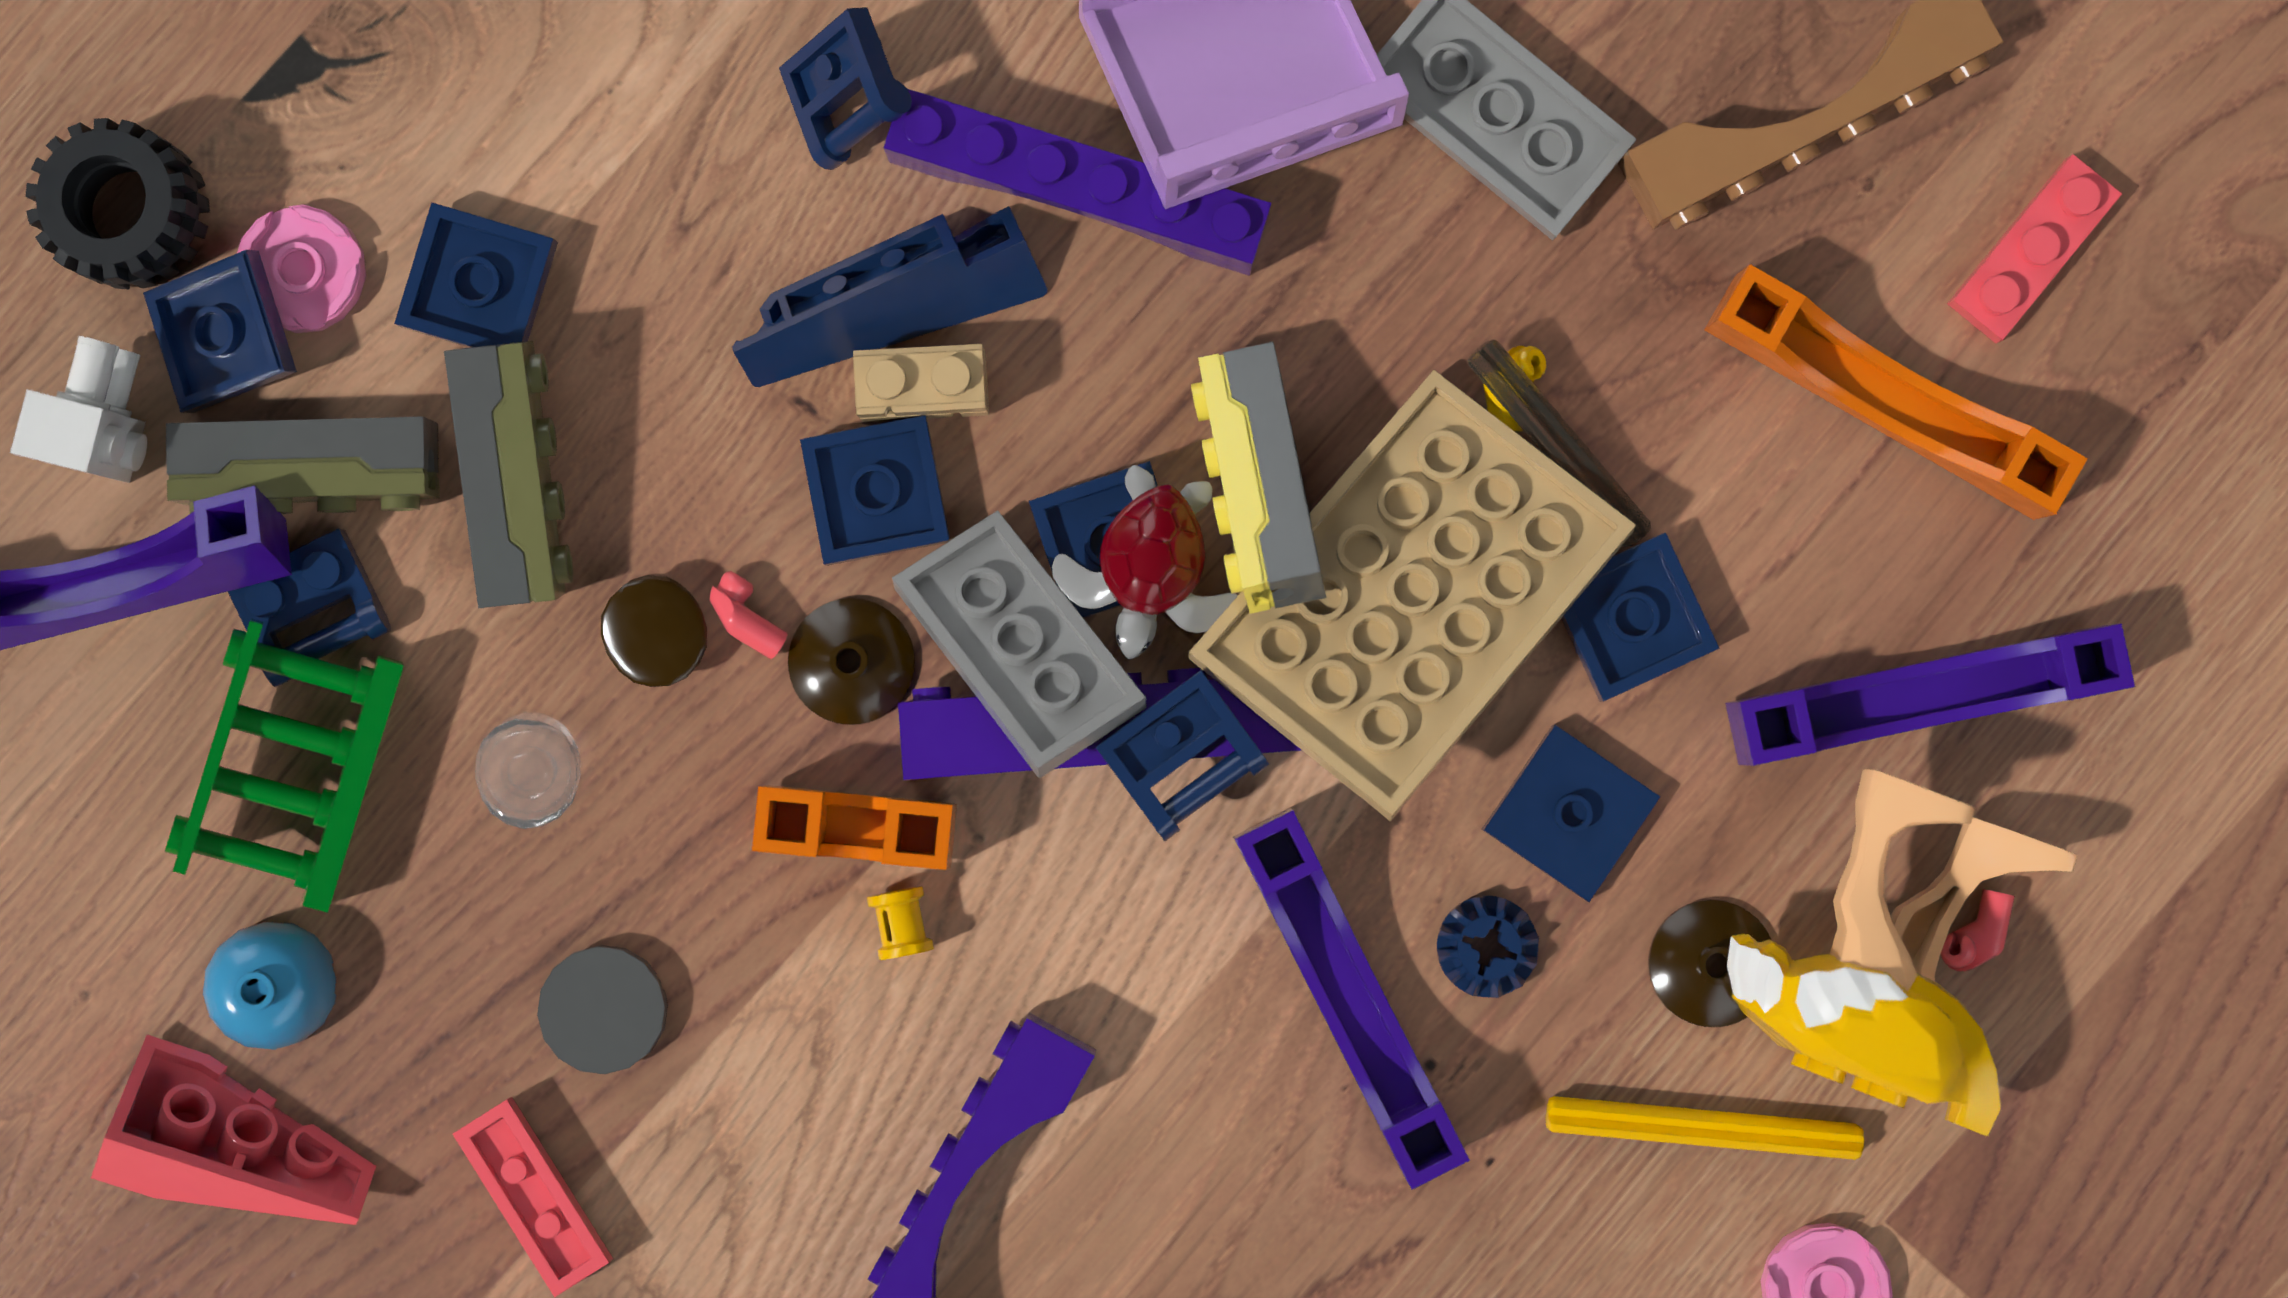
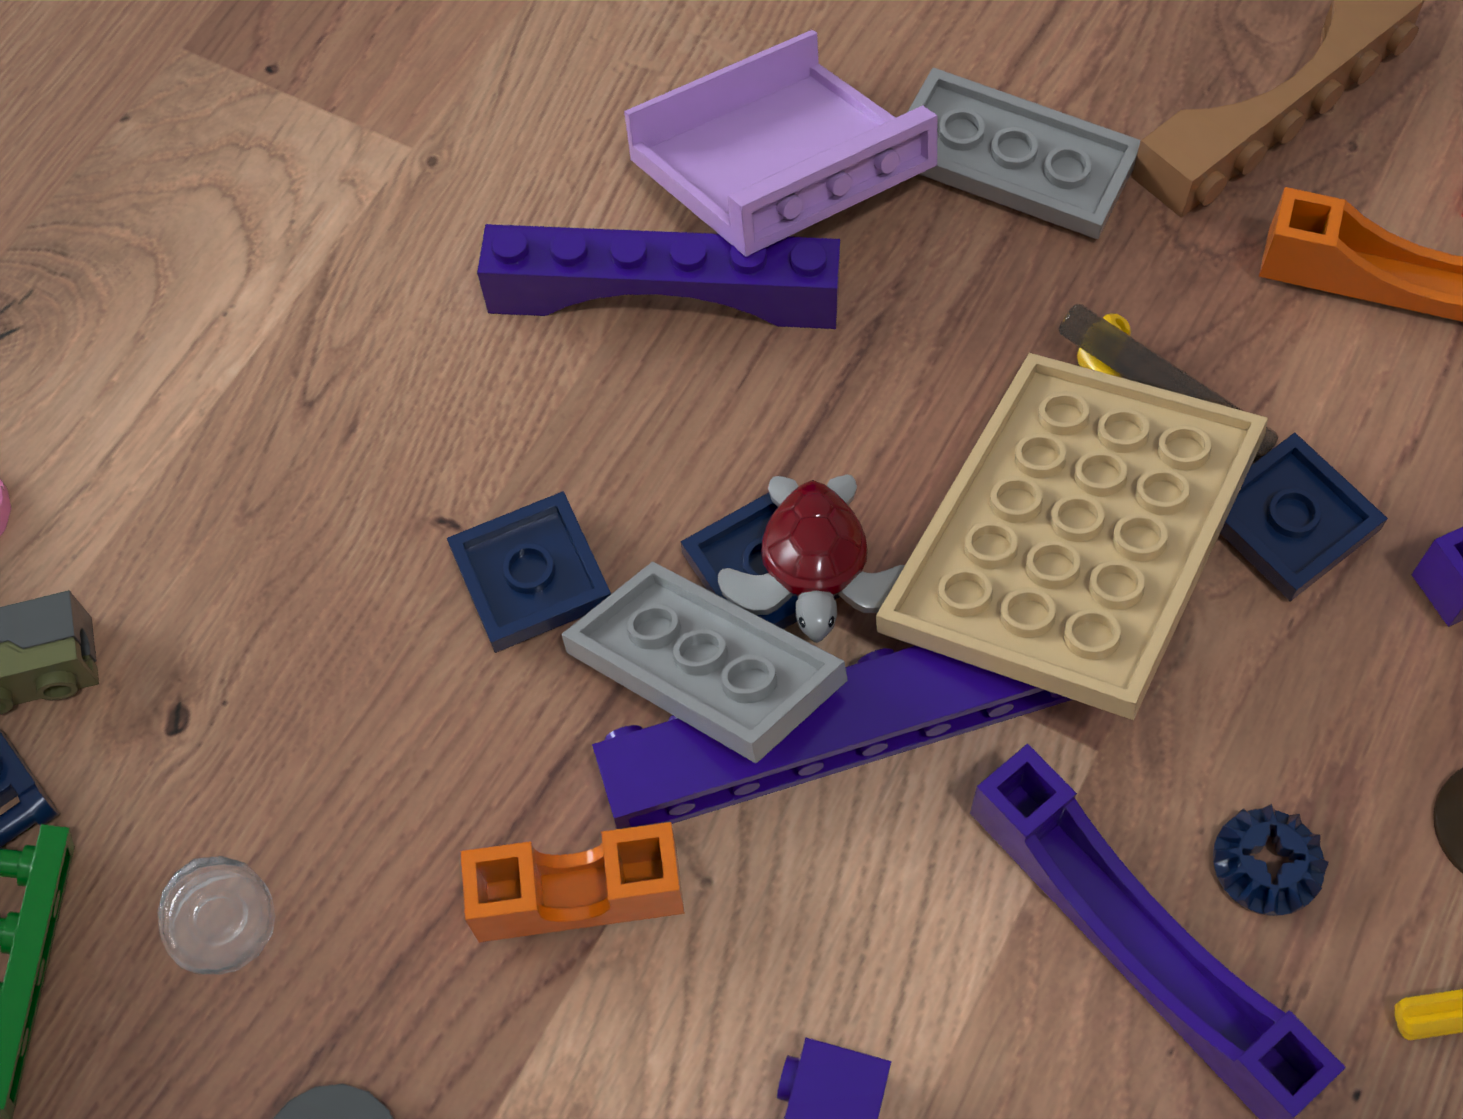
camera: 10 degrees left, 25 degrees down
(475, 280) = (114, 481): dark blue plate -> none
(507, 473) = (160, 628): piece -> none
(654, 631) = (329, 747): dark brown piece -> none
(740, 621) = (419, 719): coral arm -> none
(829, 73) = (419, 236): dark blue plate -> none
(884, 668) = (540, 766): dark brown dish -> none
(892, 295) = (510, 408): dark blue wedge -> none
(900, 923) = (643, 979): yellow bush -> none
(920, 382) = (554, 457): tan brick -> none
(1168, 738) = (880, 701): dark blue plate -> none
(1260, 479) = (901, 459): piece -> none
(1571, 813) = (1303, 710): dark blue plate -> none

